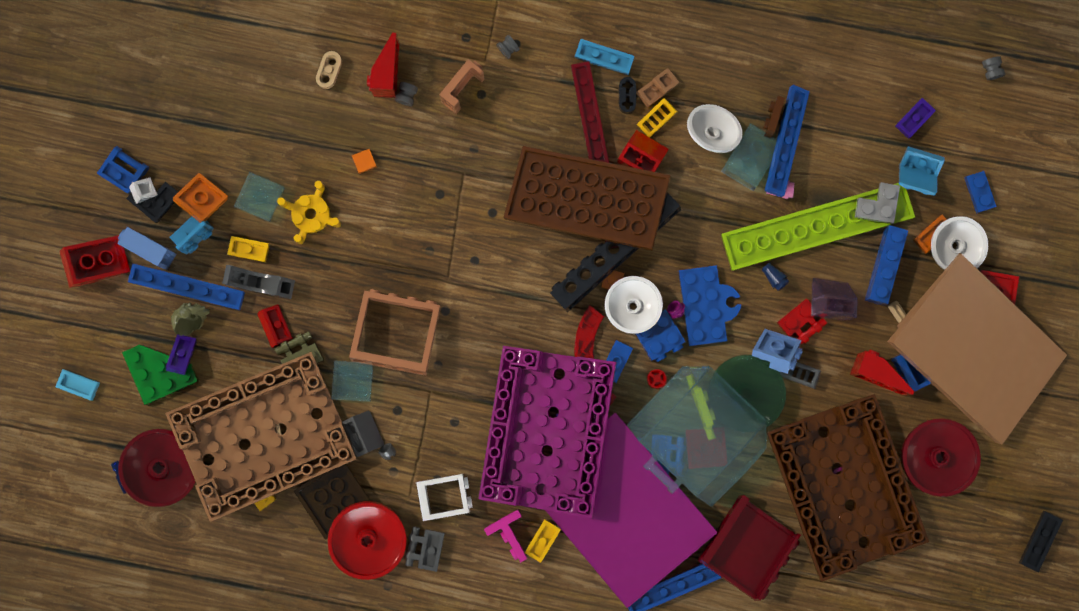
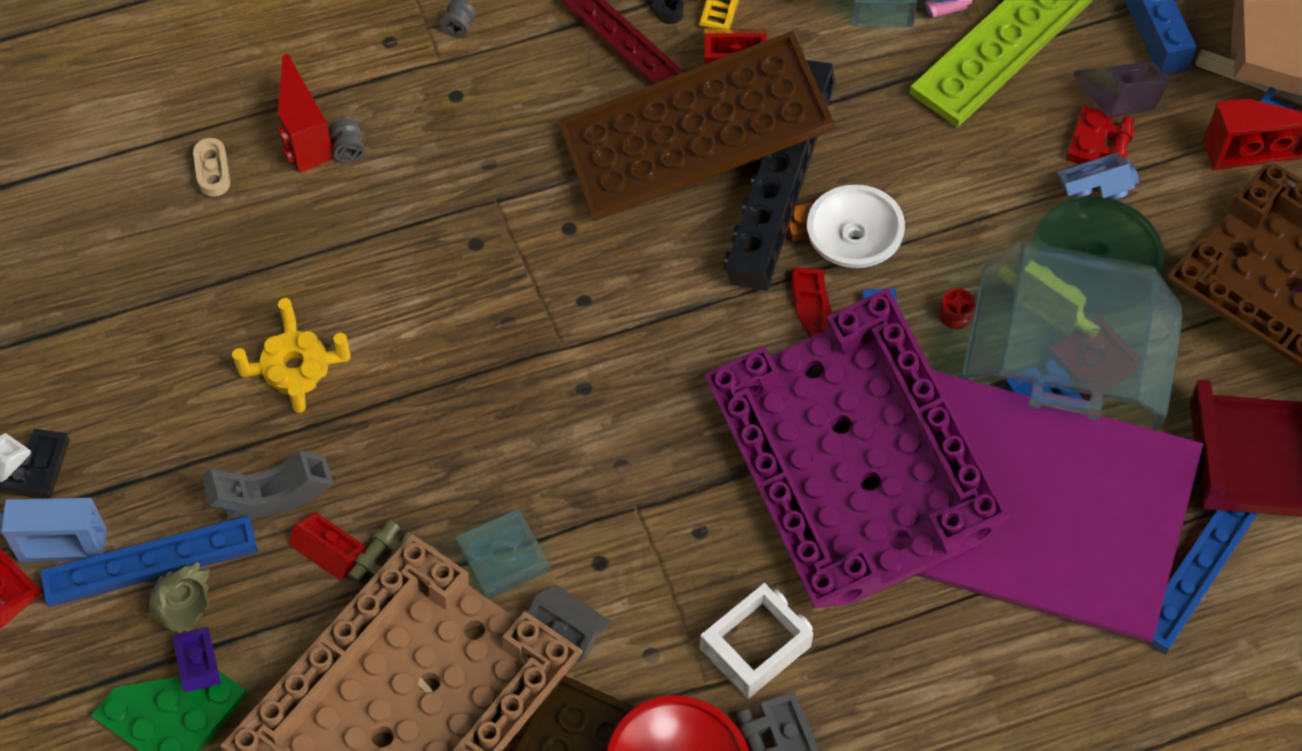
camera: 30 degrees left, 25 degrees down
(191, 234) = (120, 477): dark azure bracket -> none
(200, 198) = (104, 422): orange plate -> none
(248, 249) = (224, 454): yellow plate -> none
(259, 197) = (199, 378): clear light blue plate -> none
(364, 161) = (335, 255): orange tile -> none
(387, 451) = (624, 626): dark grey hinge -> none
(388, 362) = (540, 486): nougat window -> none
(458, 82) = (425, 64): nougat panel -> none
(507, 534) = (897, 638): dark pink bracket -> none
(542, 540) = (953, 619): yellow plate -> none
(661, 338) = (923, 256): blue plate -> none
(676, 309) = (918, 208): magenta plate -> none
(706, 305) = (955, 185): blue plate -> none
(775, 277) = (1024, 102): dark blue cone -> none
(816, 376) = (1156, 187): dark grey slope -> none

